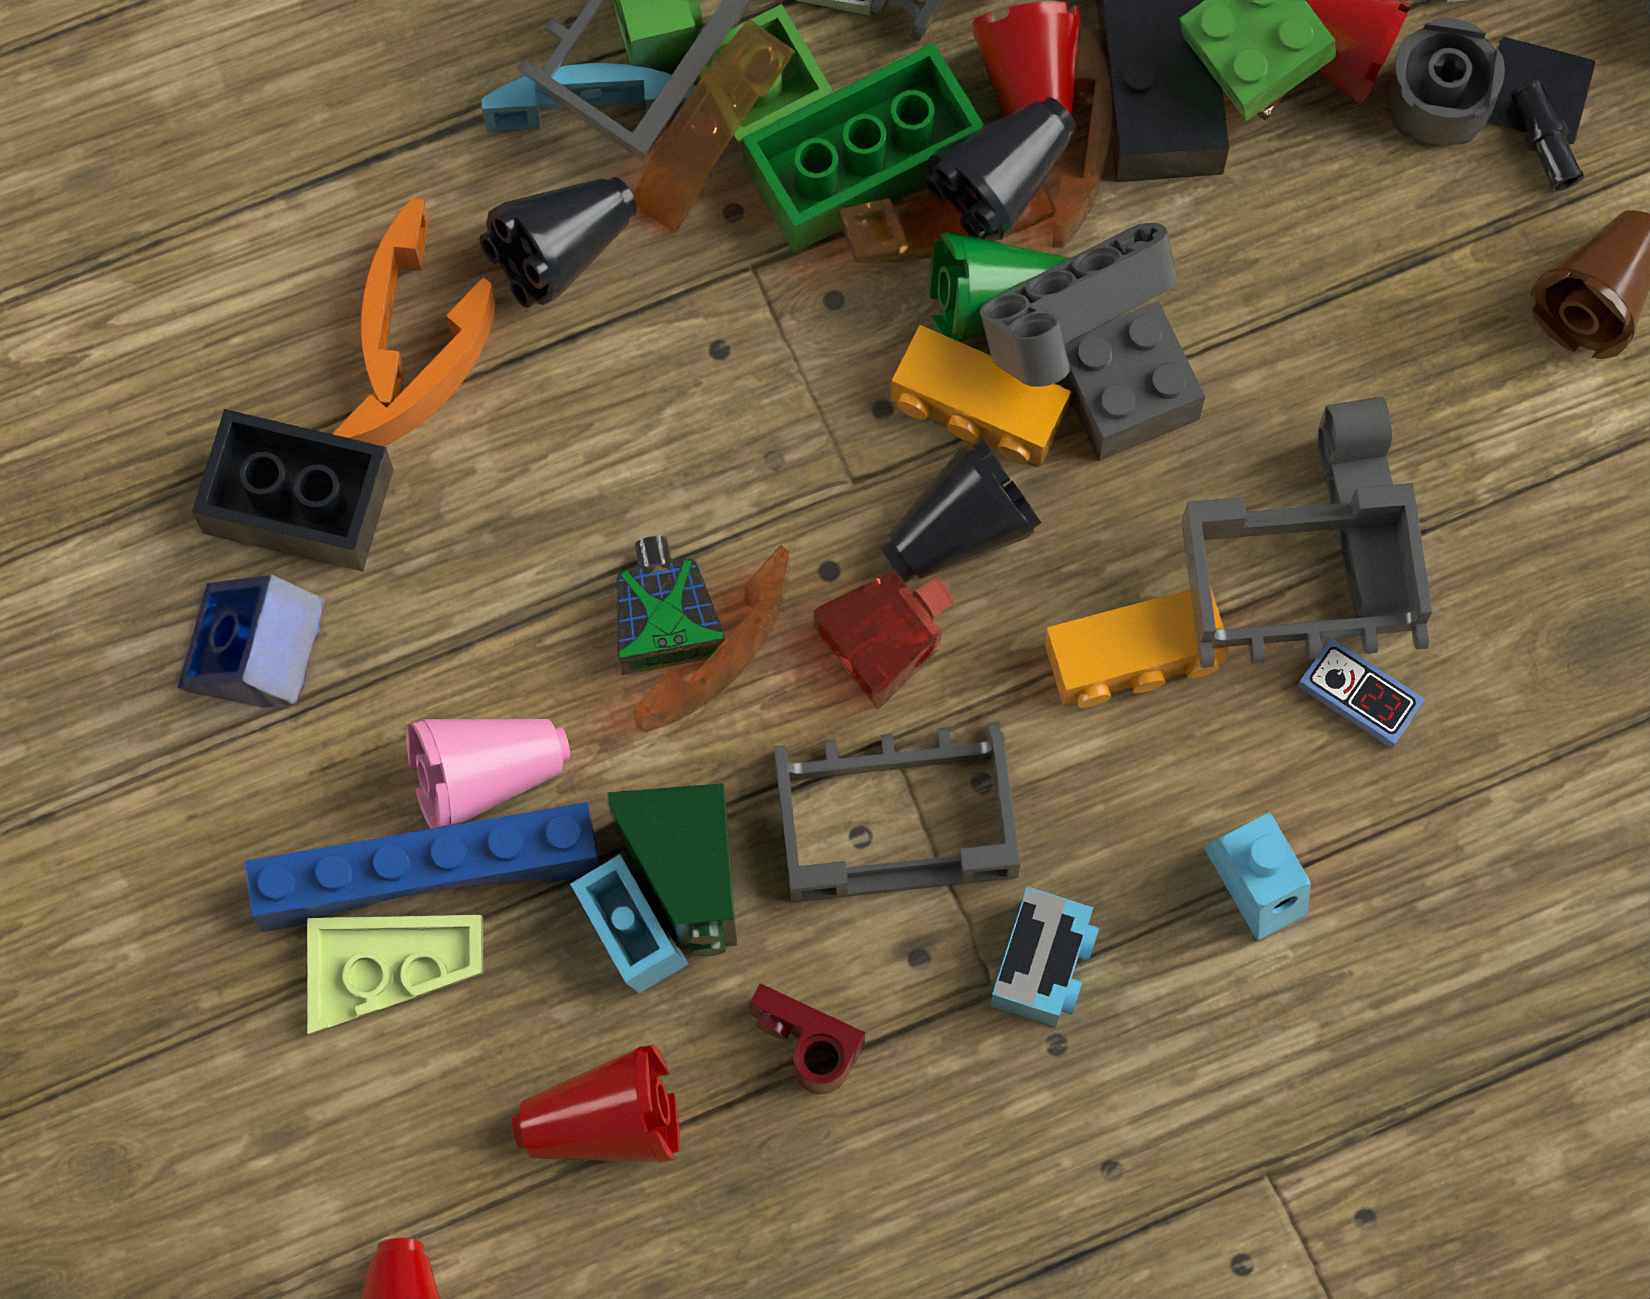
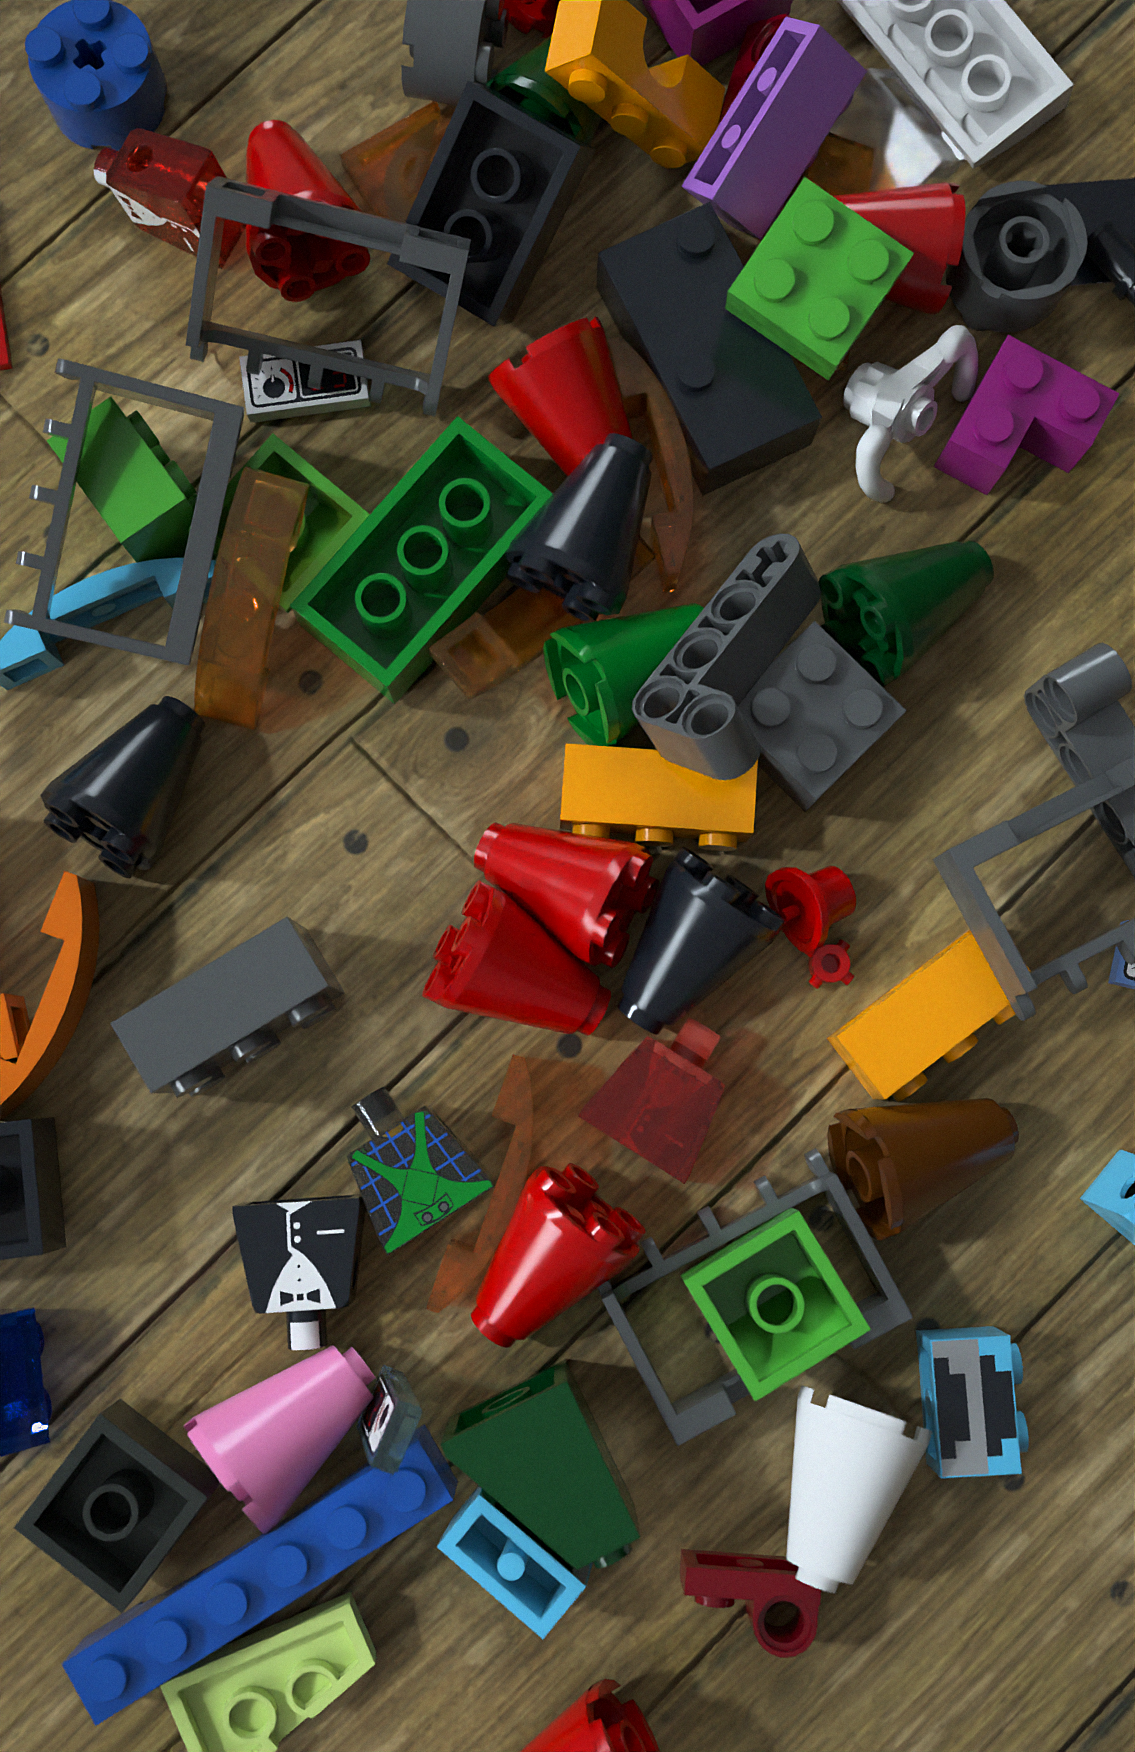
camera: 25 degrees left, 10 degrees up
(334, 768) = (118, 1504): none -> pearl dark grey brick
(550, 644) = (301, 1259): none -> black torso
(571, 780) = (389, 1420): none -> clear light blue tile
(572, 428) = (229, 1010): none -> dark grey brick
(748, 712) = (552, 1254): none -> red cone
(808, 484) = (513, 969): none -> red cone
(882, 438) = (571, 884): none -> red cone
(912, 805) = (775, 1302): none -> bright green slope
(916, 961) = (844, 1485): none -> white cone
(1068, 583) = (830, 964): none -> red piece
(1070, 523) = (810, 903): none -> red piece
(1078, 747) = (916, 1156): none -> reddish brown cone
(1241, 317) = (901, 603): none -> dark green cone
(1306, 163) = (902, 402): none -> white piece
(1402, 198) = (1028, 405): none -> magenta brick

